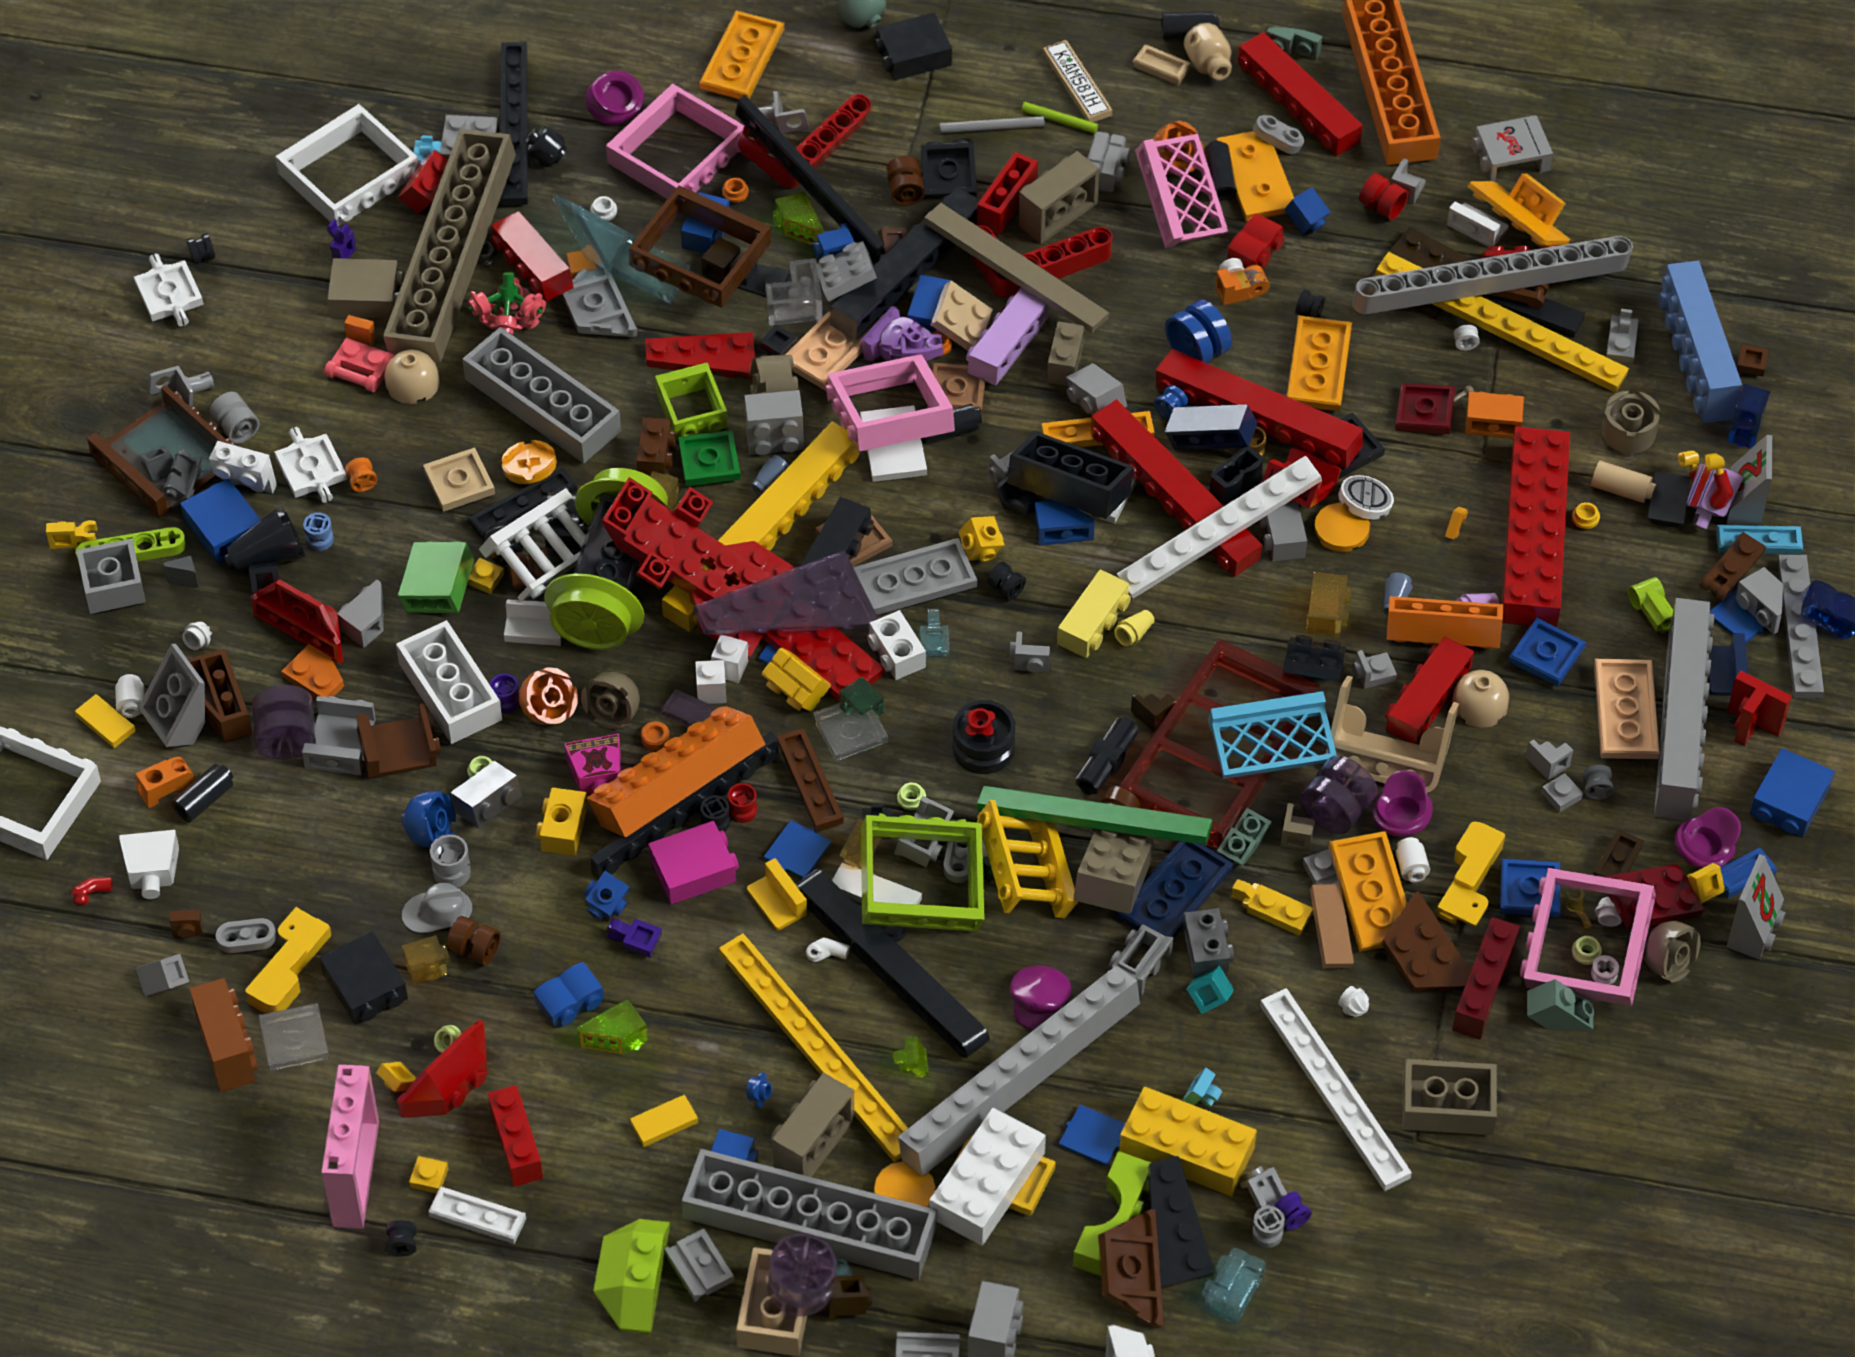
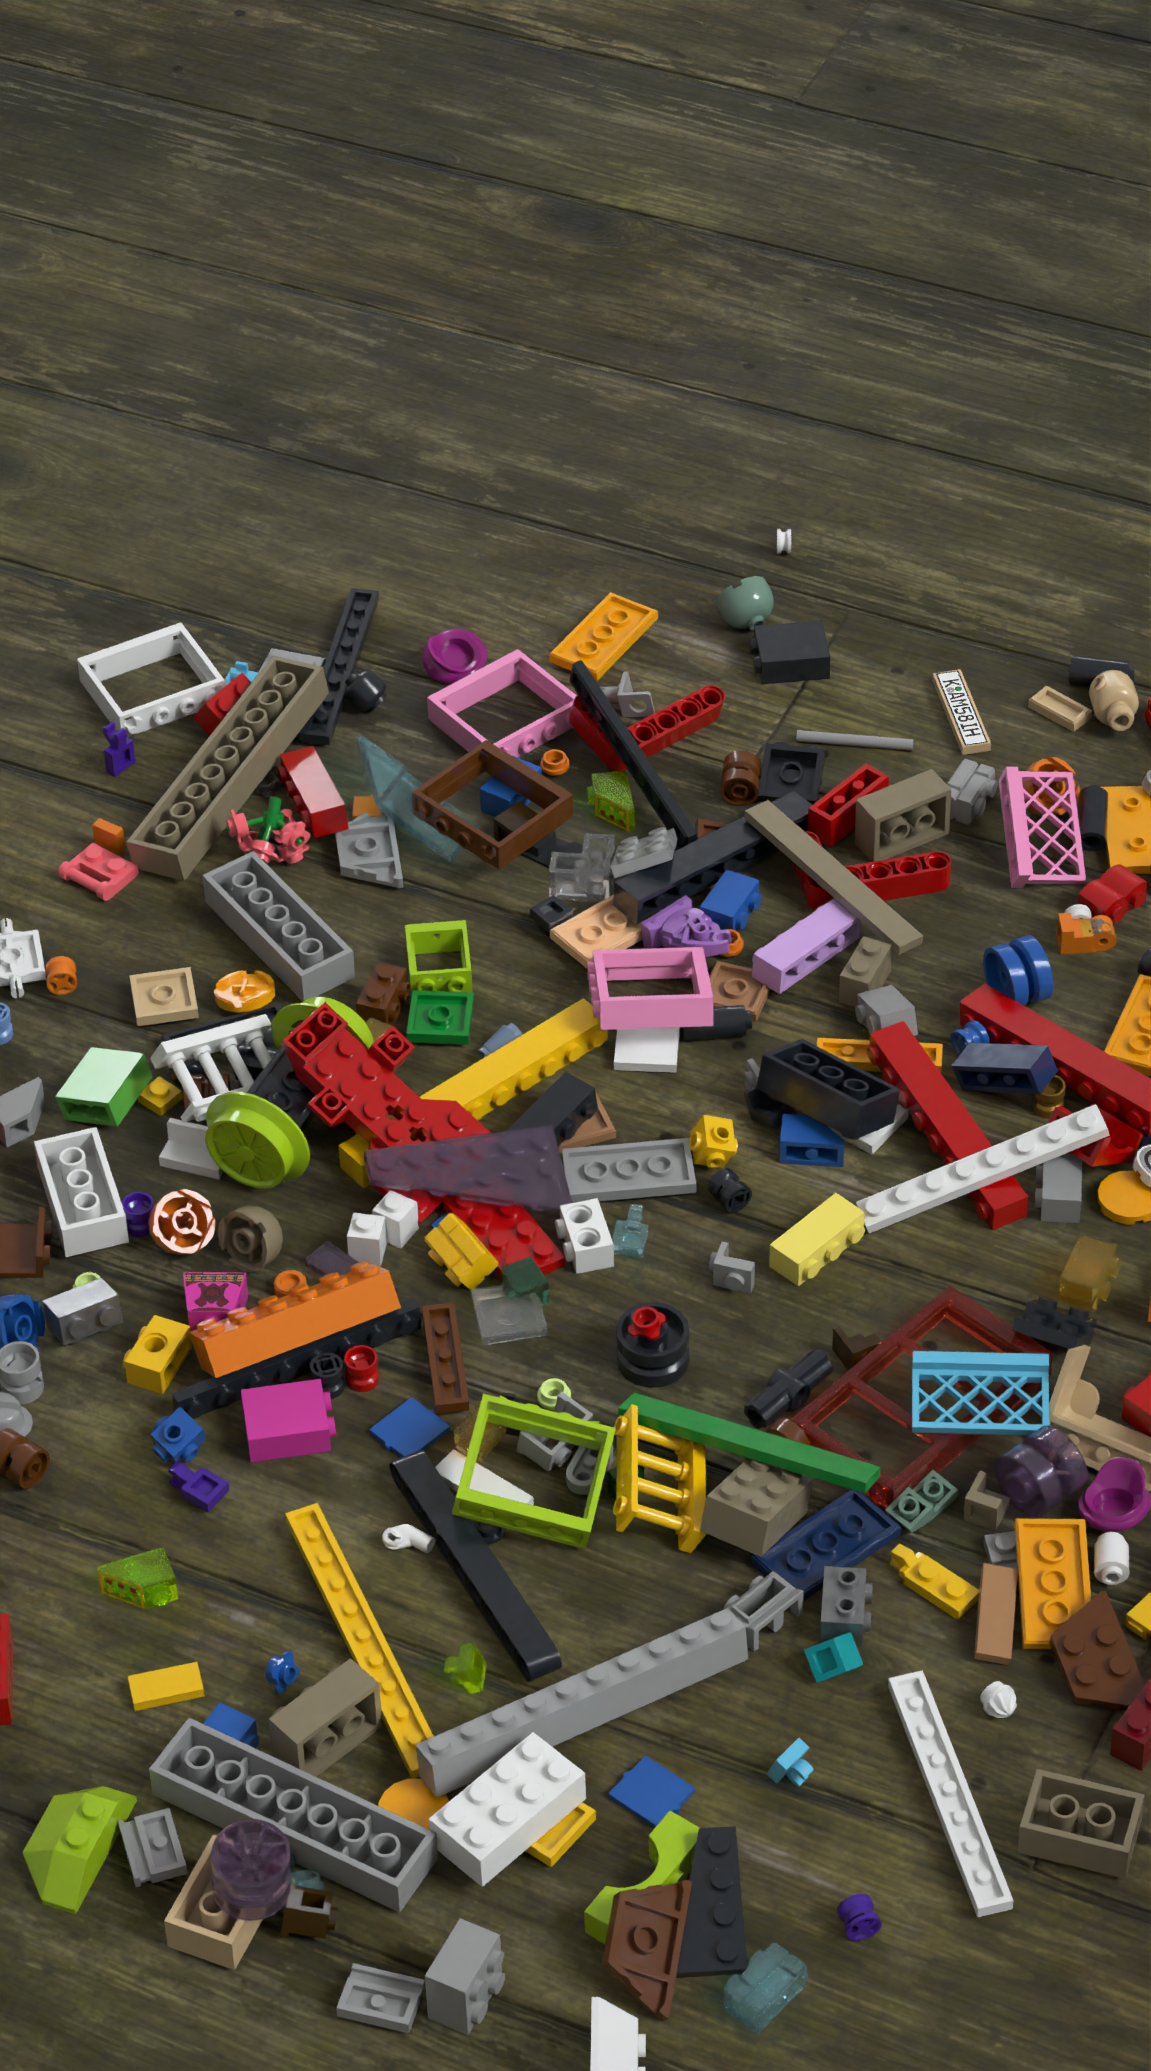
camera: 15 degrees right, 10 degrees down
(363, 288) = (123, 795): dark tan brick -> none
(411, 376) = (148, 889): tan cylinder -> none
(569, 995) = (103, 1533): blue brick -> none
(604, 208) = (410, 758): white plate -> none
(723, 352) = (484, 916): red wing -> none
(772, 374) = (532, 951): dark tan brick -> none
(774, 422) = (519, 989): light grey brick -> none
(778, 896) = (371, 1473): yellow panel -> none
(832, 242) = (641, 824): blue brick -> none
(961, 316) = (758, 915): tan plate -> none
(1038, 994) = (632, 1623): magenta piece -> none
(1060, 117) = (930, 743): lime bar -> none
(1133, 628) = (858, 1262): light yellow cone -> none
(1208, 1145) = (773, 1822): yellow brick -> none
(1236, 476) = (1018, 1118): black brick -> none
(1264, 1186) = (832, 1884): light grey bracket -> none
(1268, 1226) = (824, 1929): light grey wheel -> none
(1373, 669) = (1124, 1351): light grey bracket -> none

